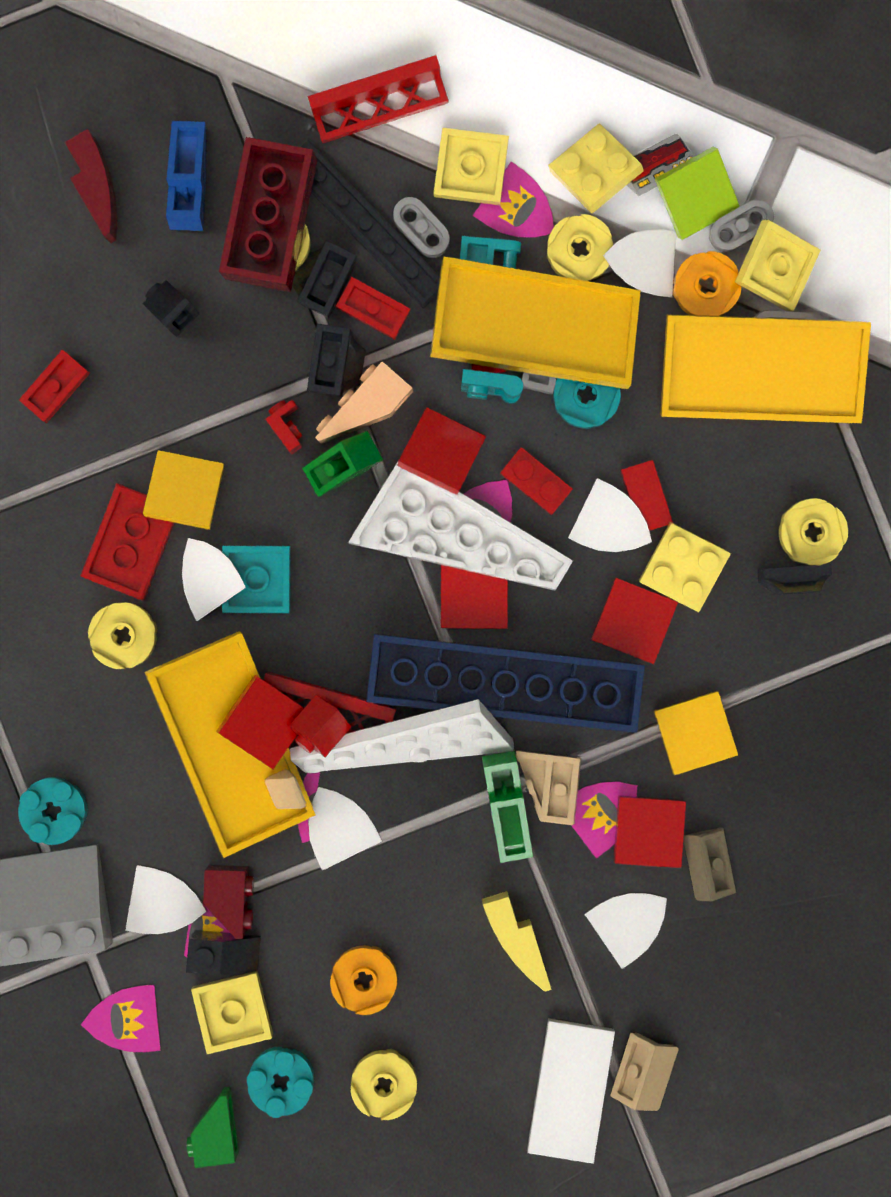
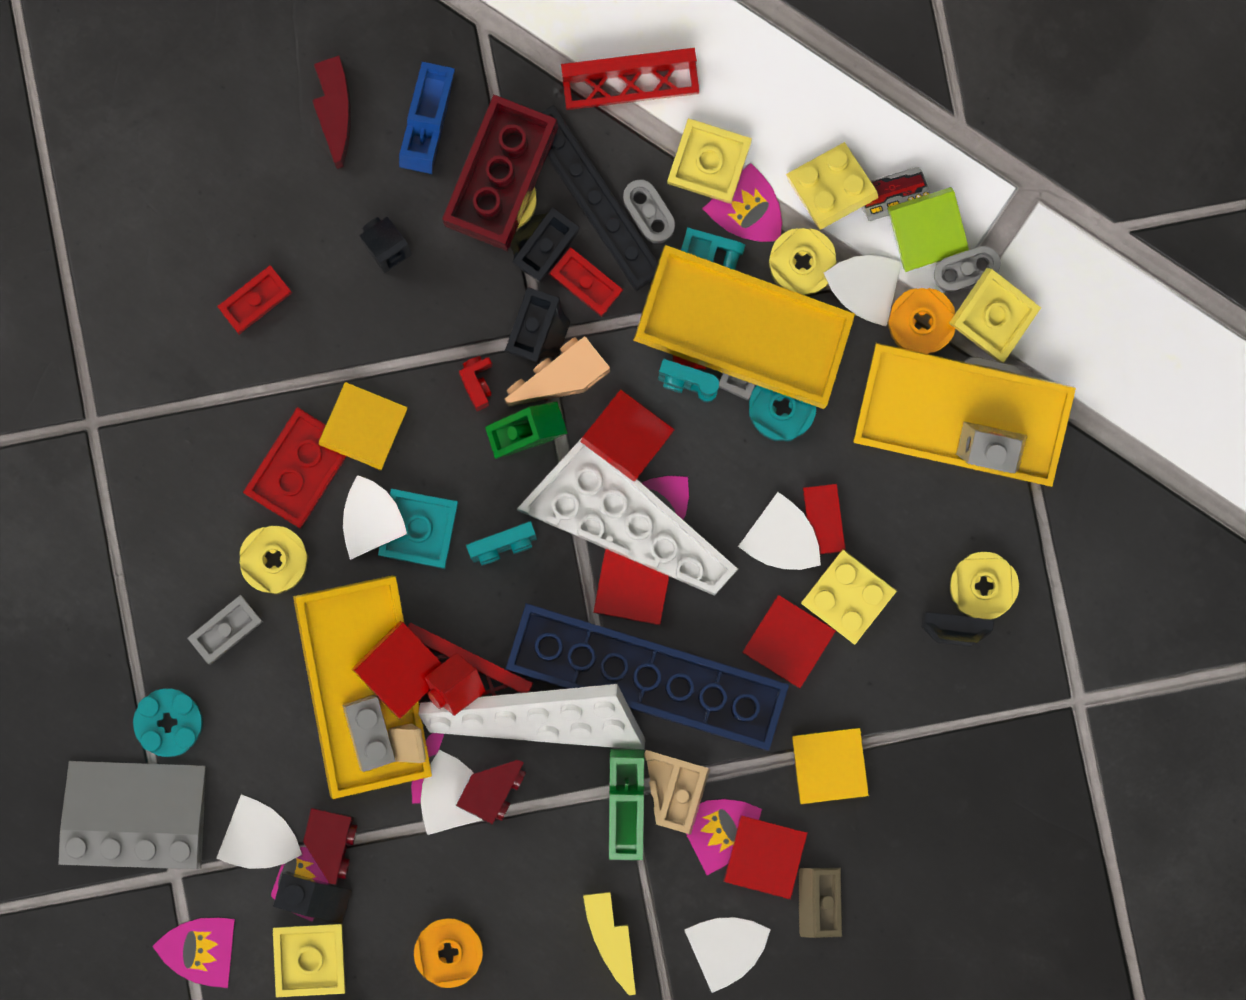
camera: 10 degrees right, 5 degrees down
(89, 712) = (225, 630): none -> light grey plate
(246, 788) = (368, 733): none -> light grey plate
(328, 587) = (488, 549): none -> teal plate
(372, 819) = (488, 789): none -> dark red slope
(536, 481) = (716, 483): red plate -> none
(799, 396) = (991, 447): none -> light grey torso

